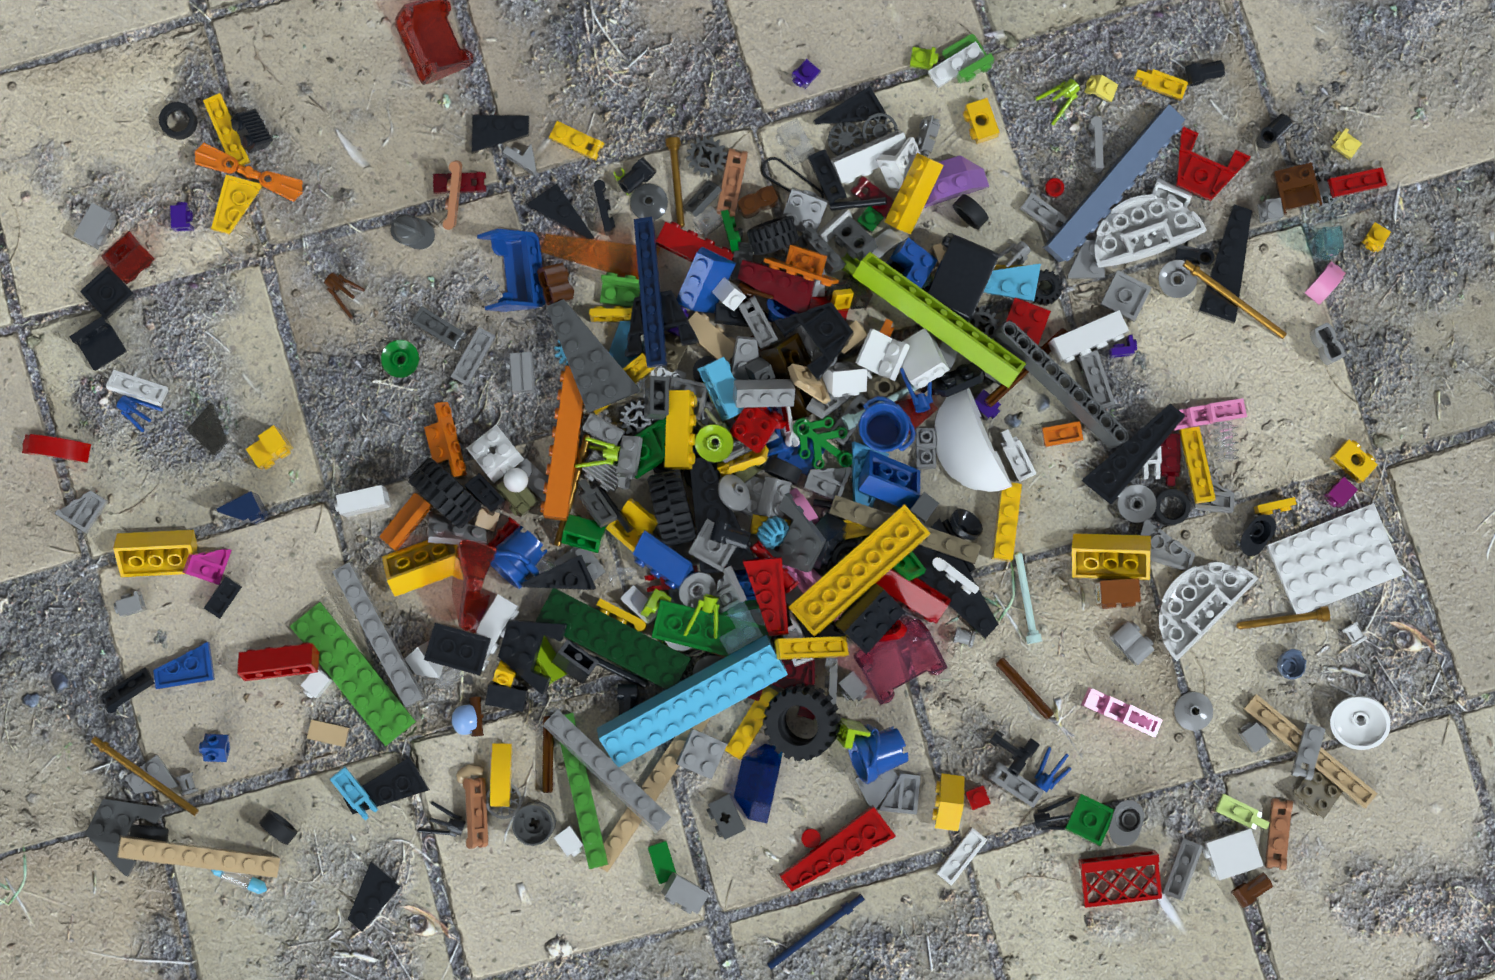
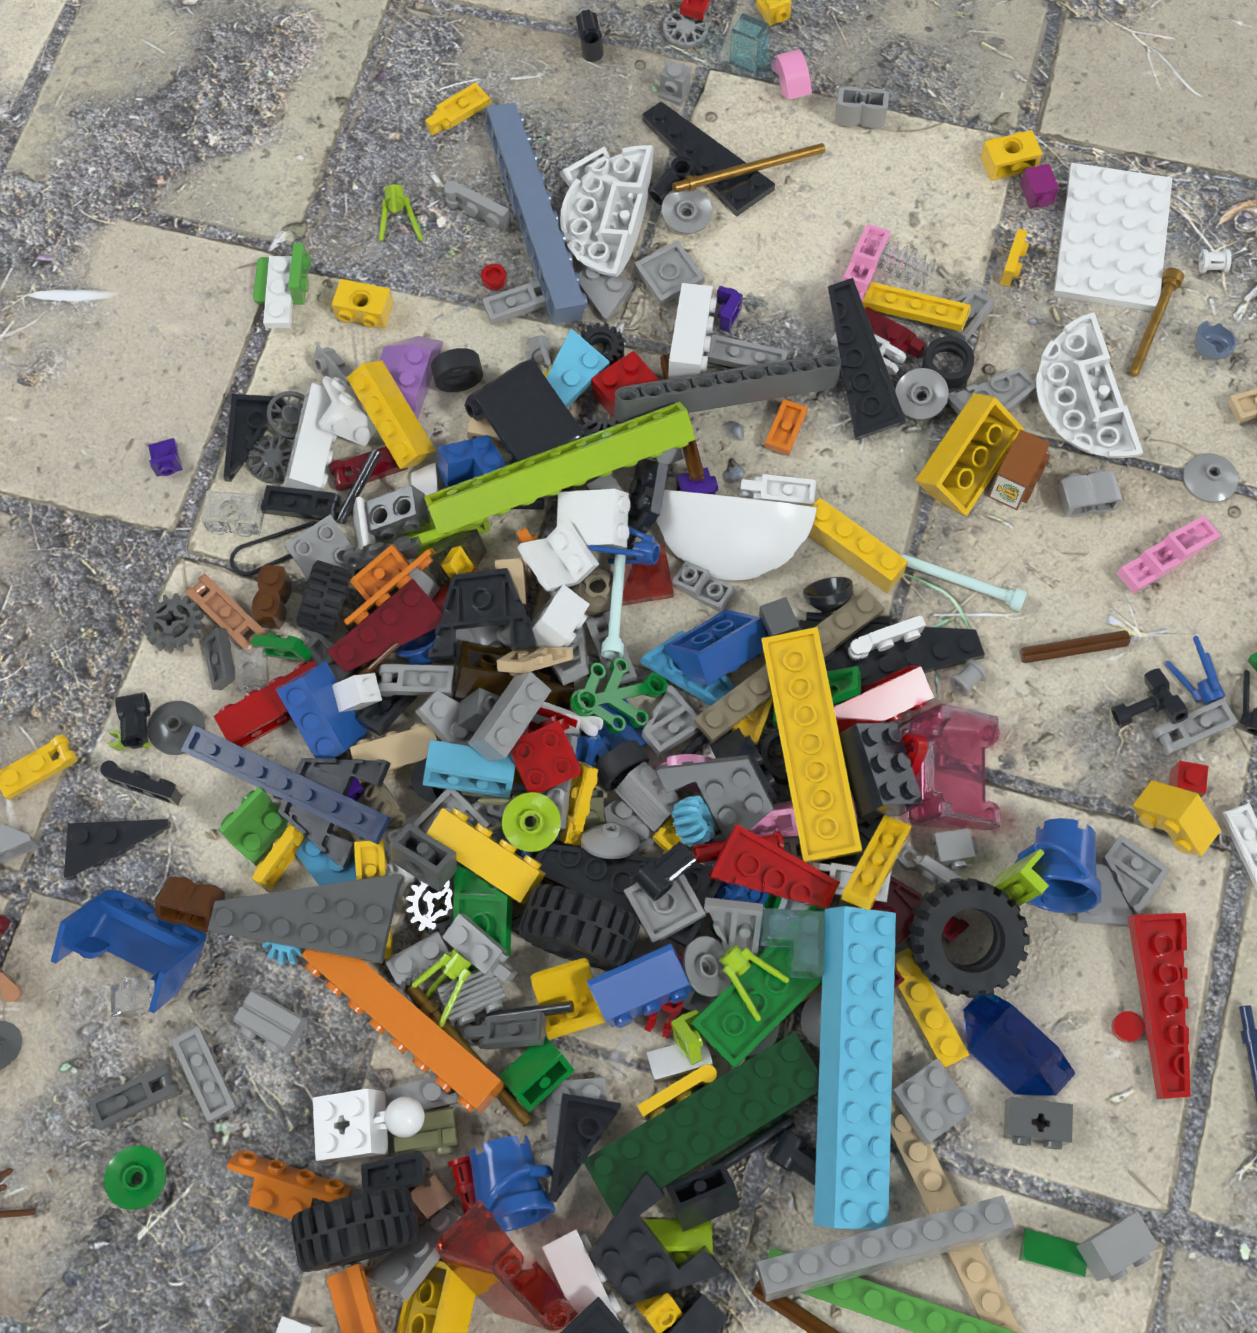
camera: 55 degrees left, 15 degrees down
(598, 254) = (186, 831): clear orange wing -> none
(673, 146) = (130, 654): pearl gold piece -> none
(870, 219) = (384, 483): green plate -> none
(885, 426) = (648, 606): blue piece -> none
(923, 58) = (246, 323): lime bracket -> none
(1101, 87) = (415, 166): light yellow bracket -> none
(1200, 73) = (475, 67): black piece -> none
(1201, 174) = (584, 127): red wing -> none
(1256, 534) = (1035, 289): black piece -> none
(1297, 187) = (666, 39): reddish brown piece -> none

